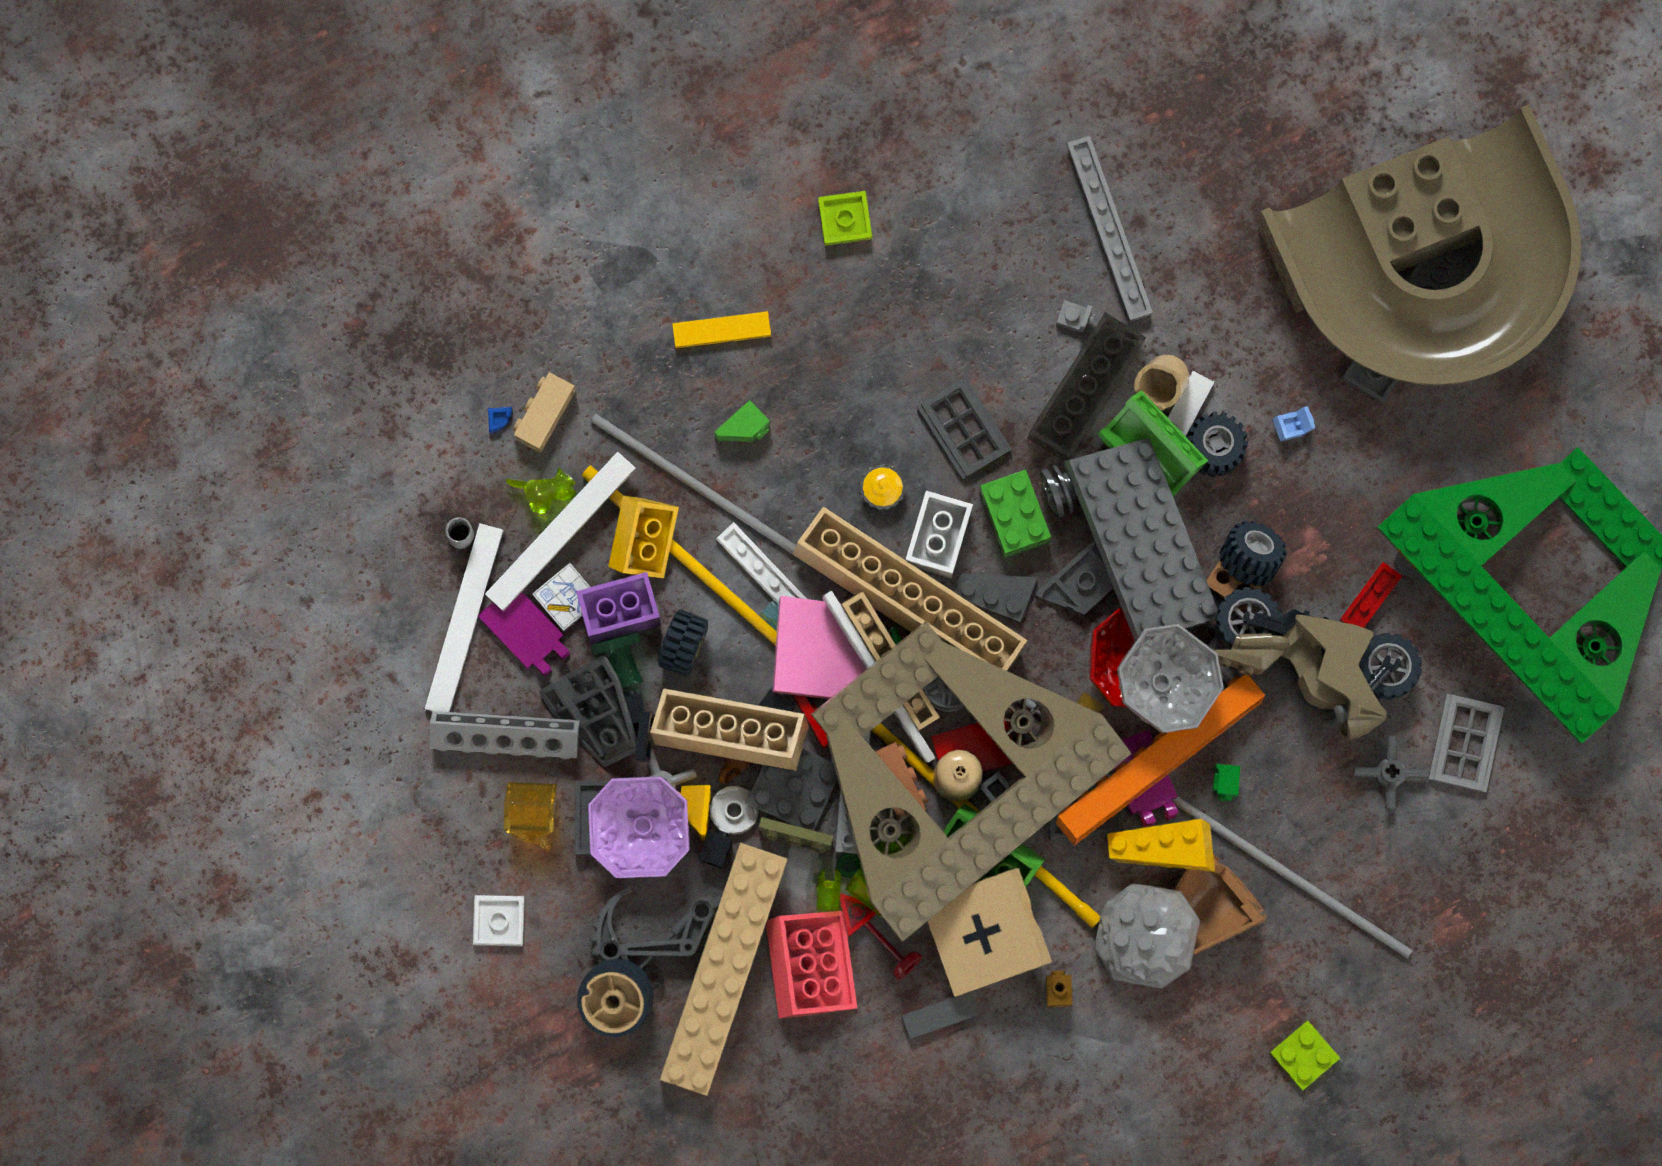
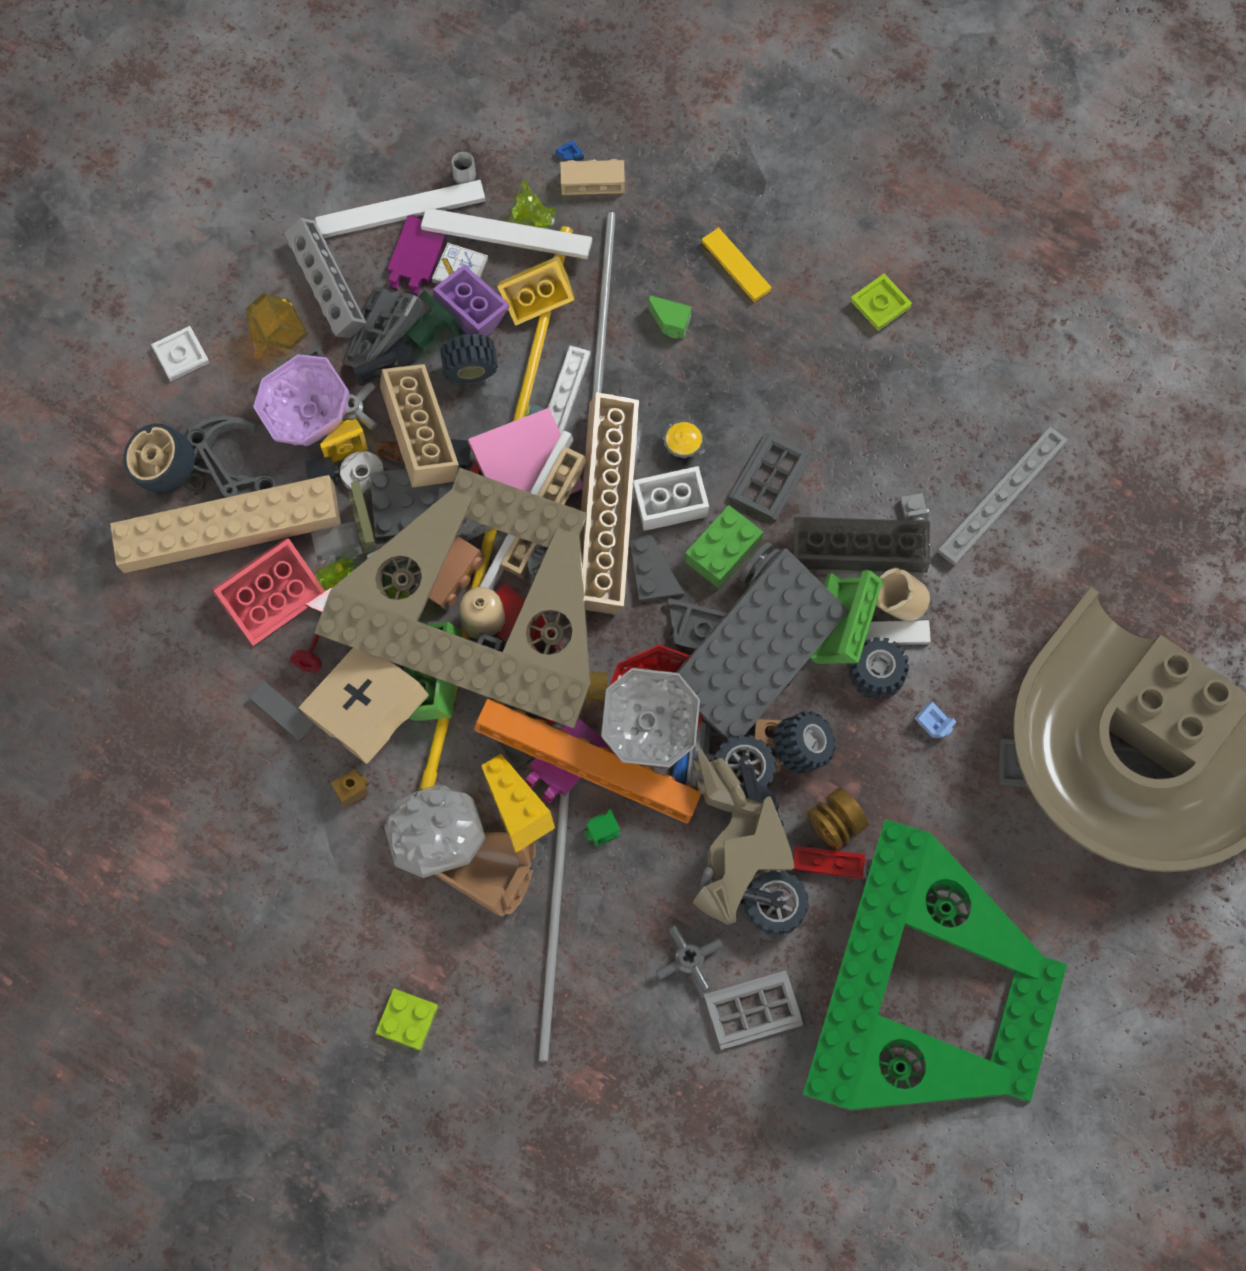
camera: 65 degrees right, 10 degrees down
(1339, 566) = (841, 816): none -> pearl gold wheel

